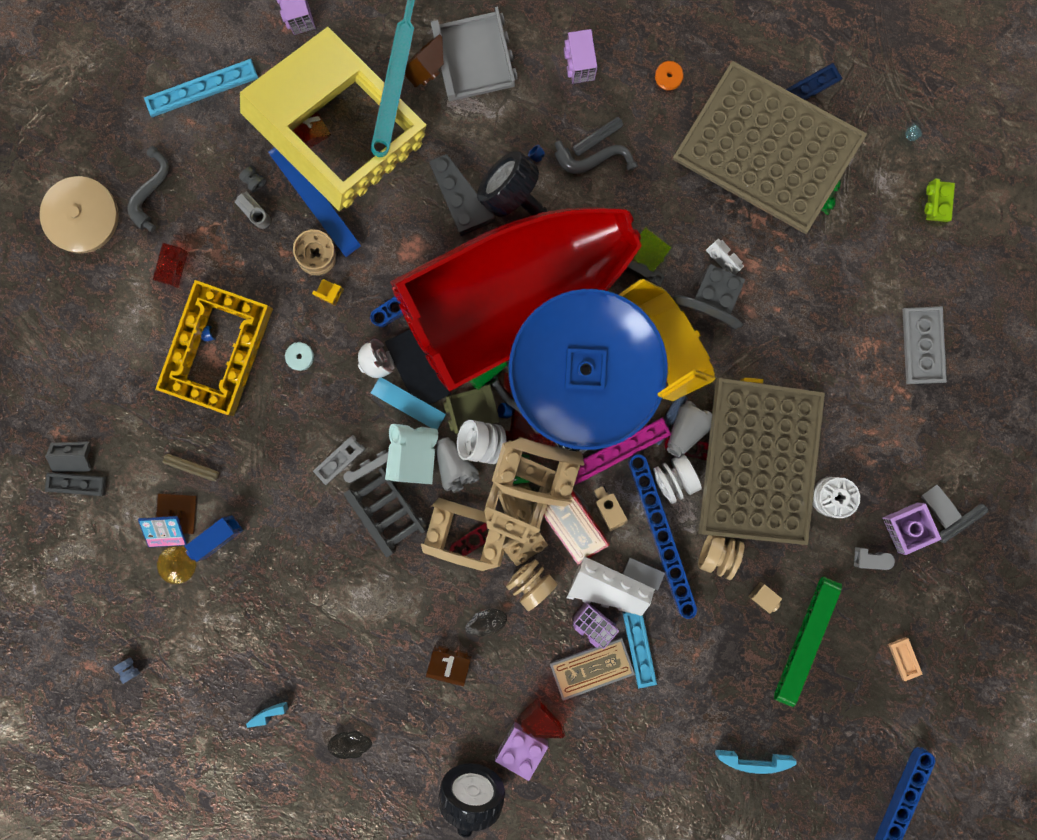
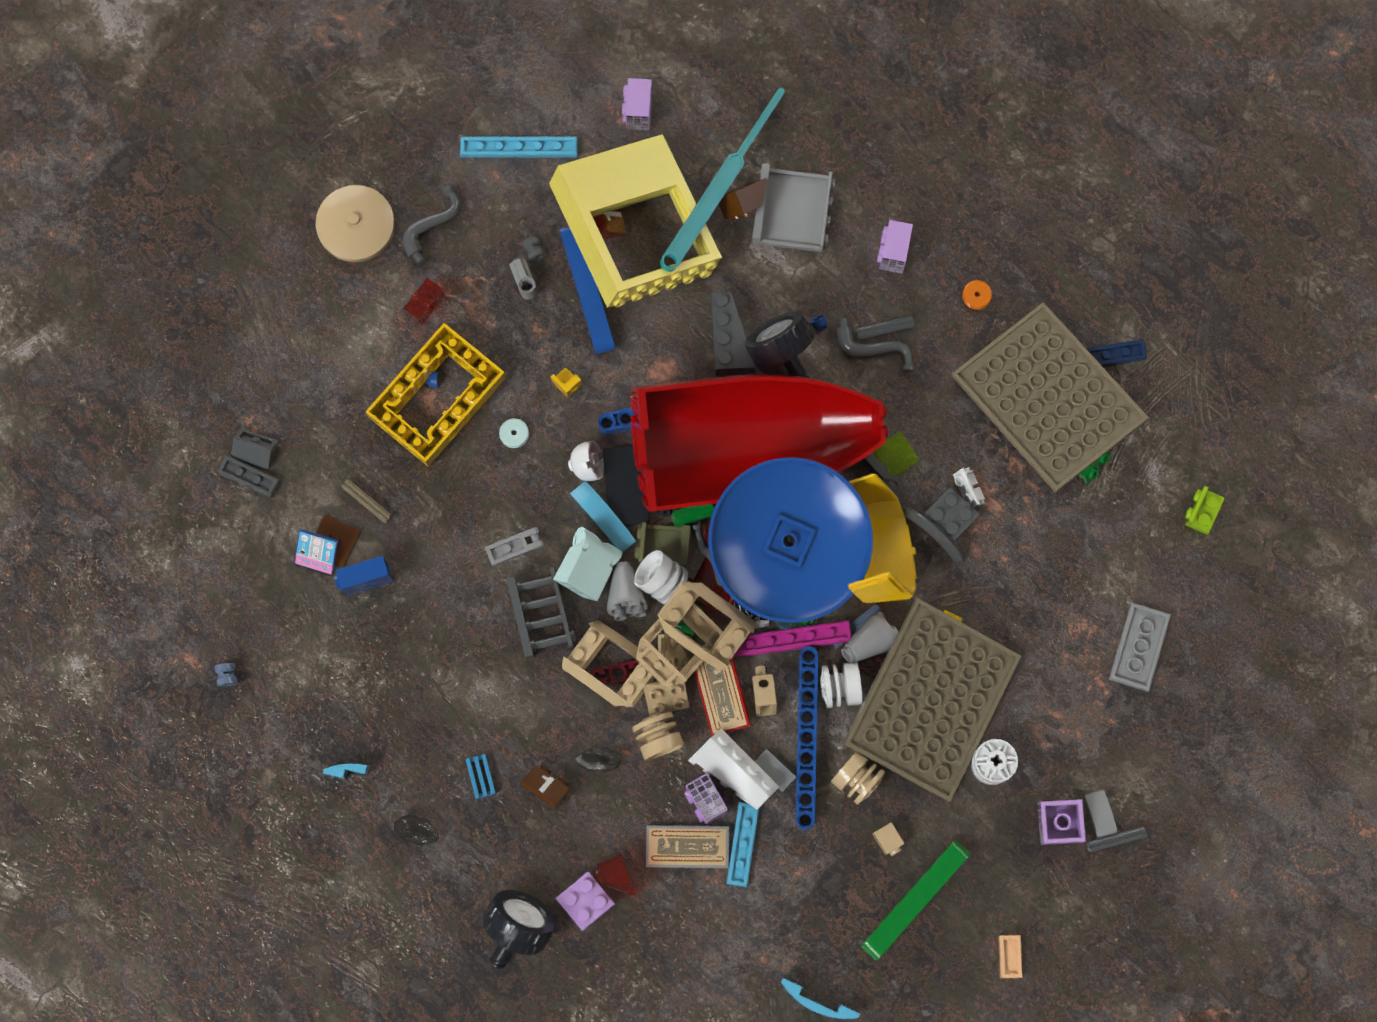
camera: 25 degrees right, 10 degrees down
(185, 566) = (319, 599): clear yellow dish -> none
(310, 242) = (569, 328): tan wheel -> none
(366, 467) = (538, 563): light grey plate -> none
(378, 661) = (484, 792): none -> dark azure tile
(505, 411) = (695, 558): blue hinge -> none
(873, 561) = (1010, 842): light grey leg -> none
(913, 133) = (1199, 435): clear light blue hinge -> none

